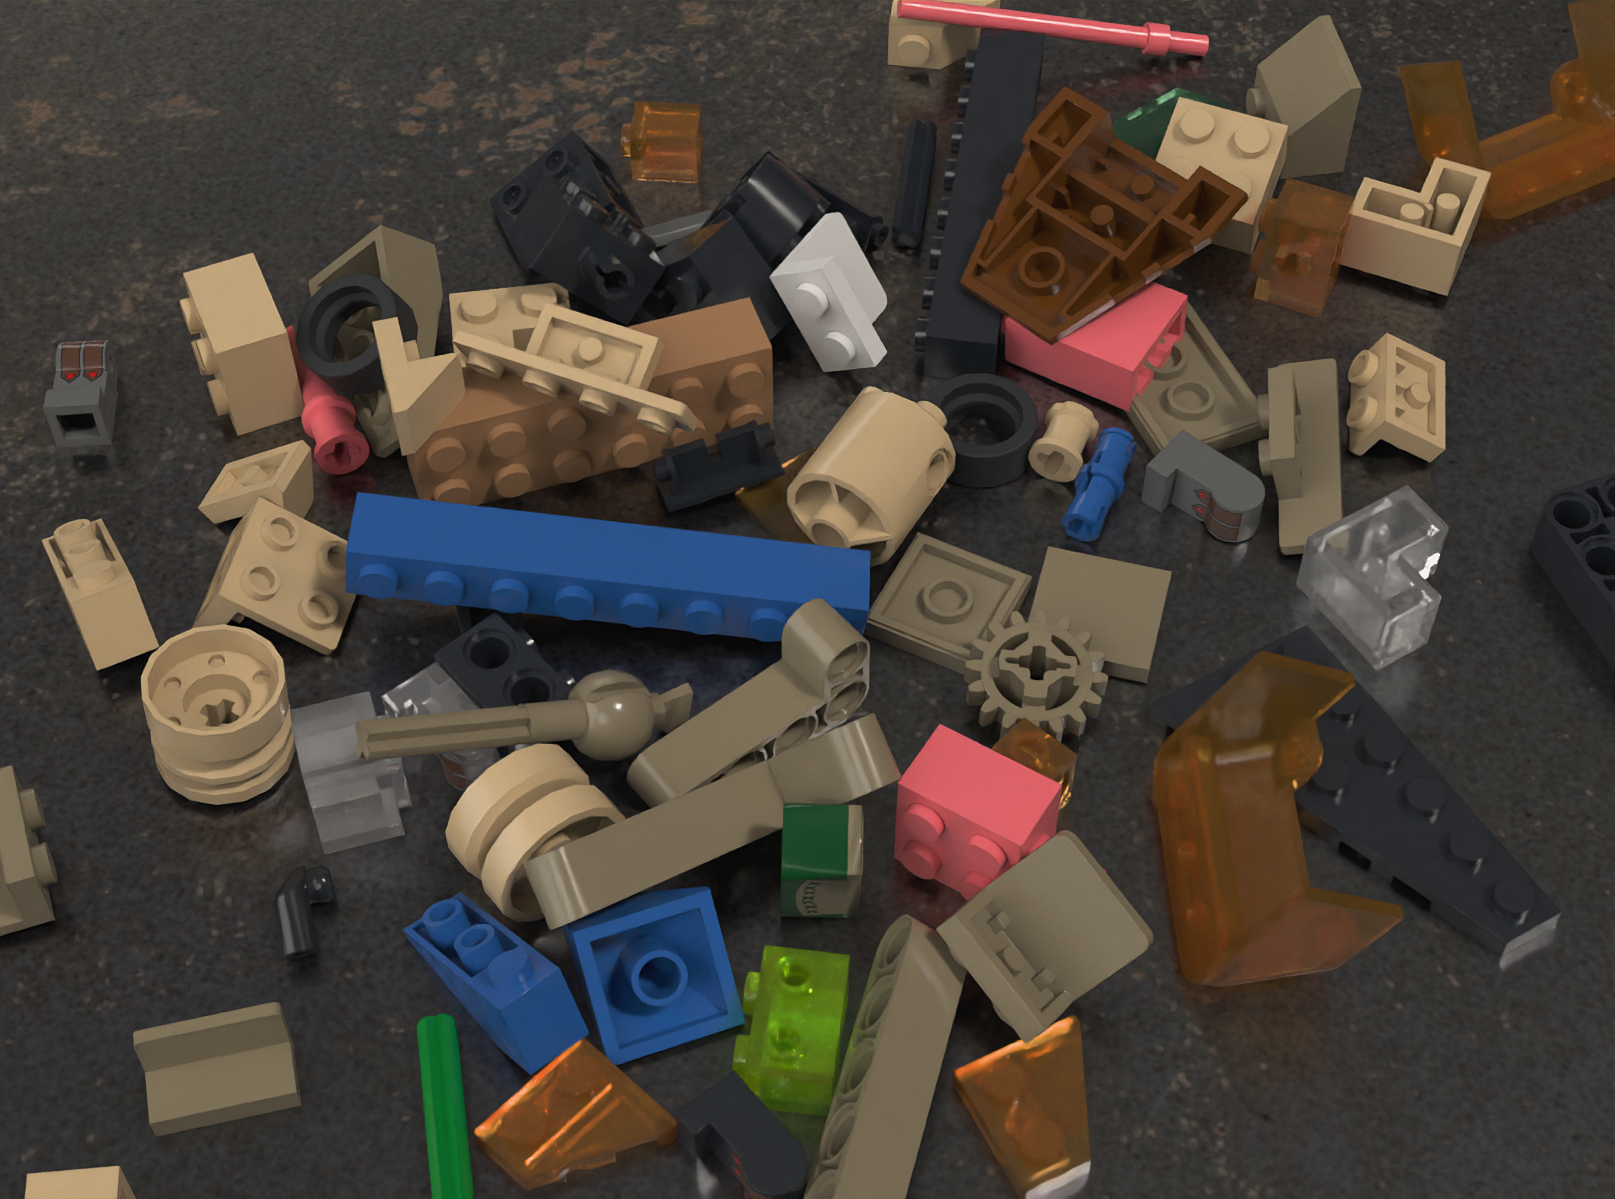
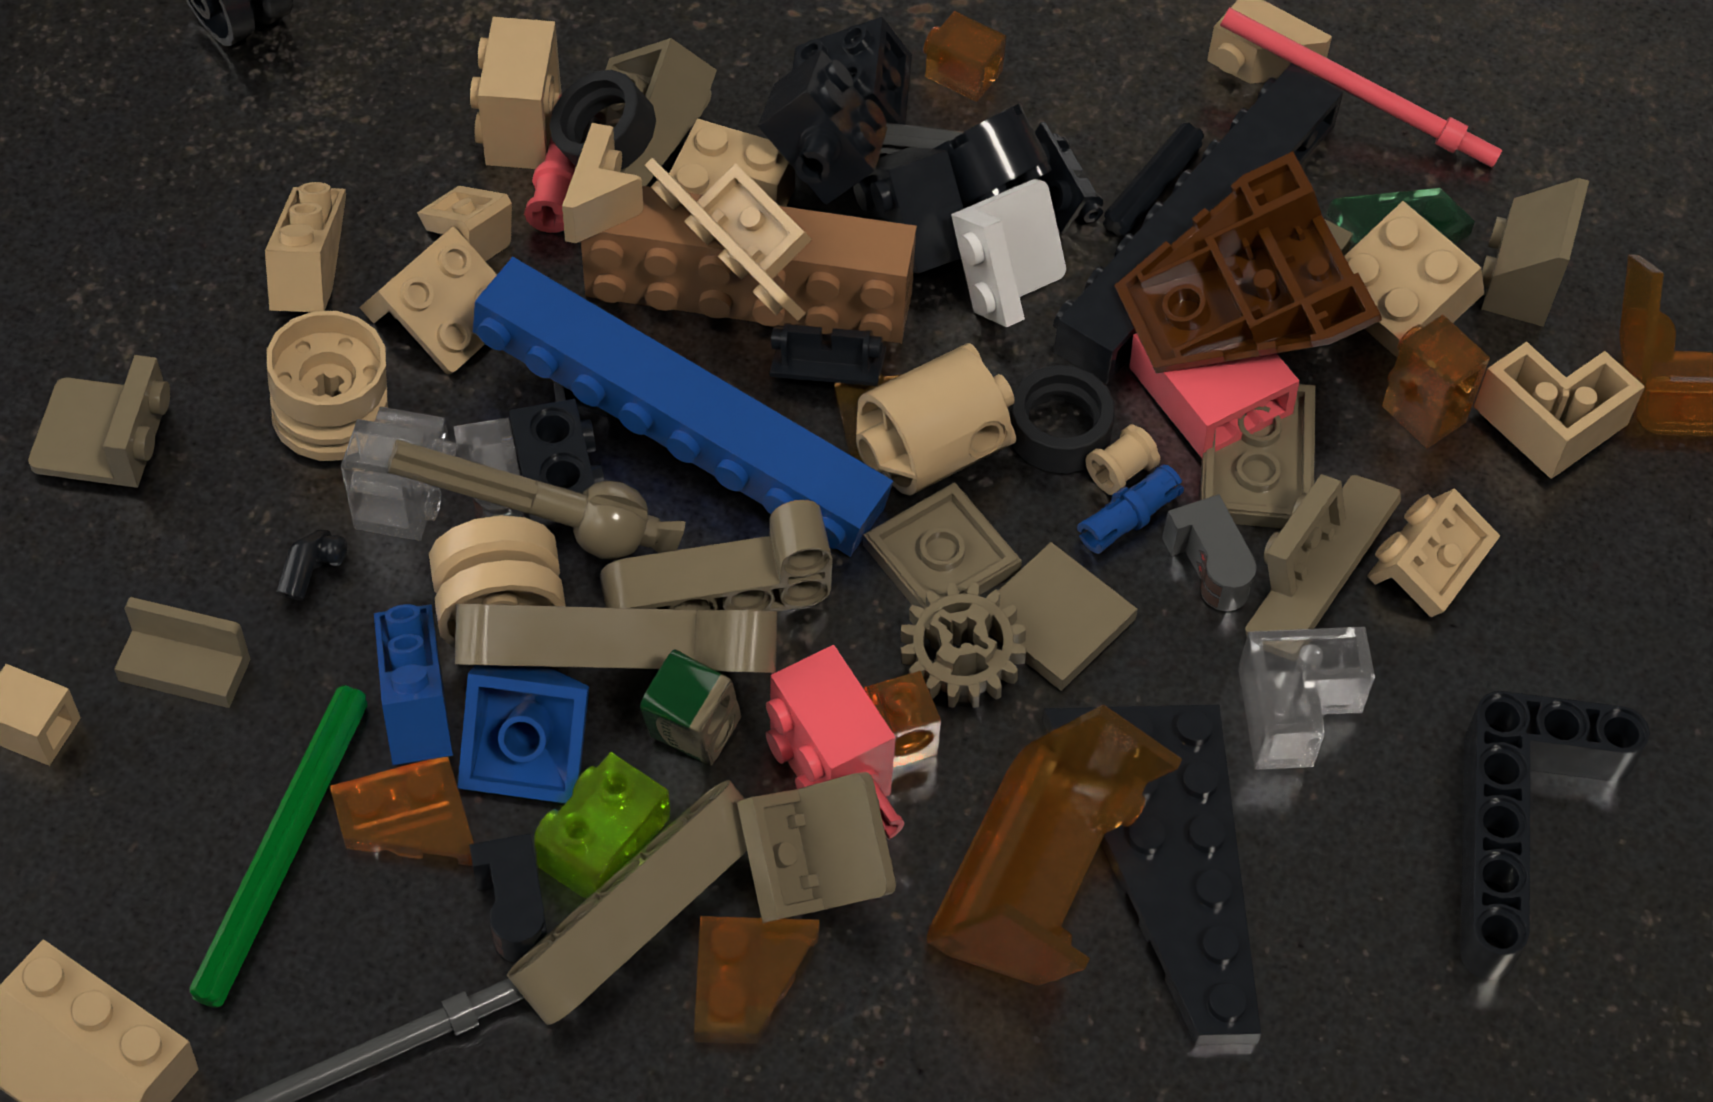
camera: 25 degrees right, 5 degrees up
(83, 385) = (387, 77): dark grey leg -> none

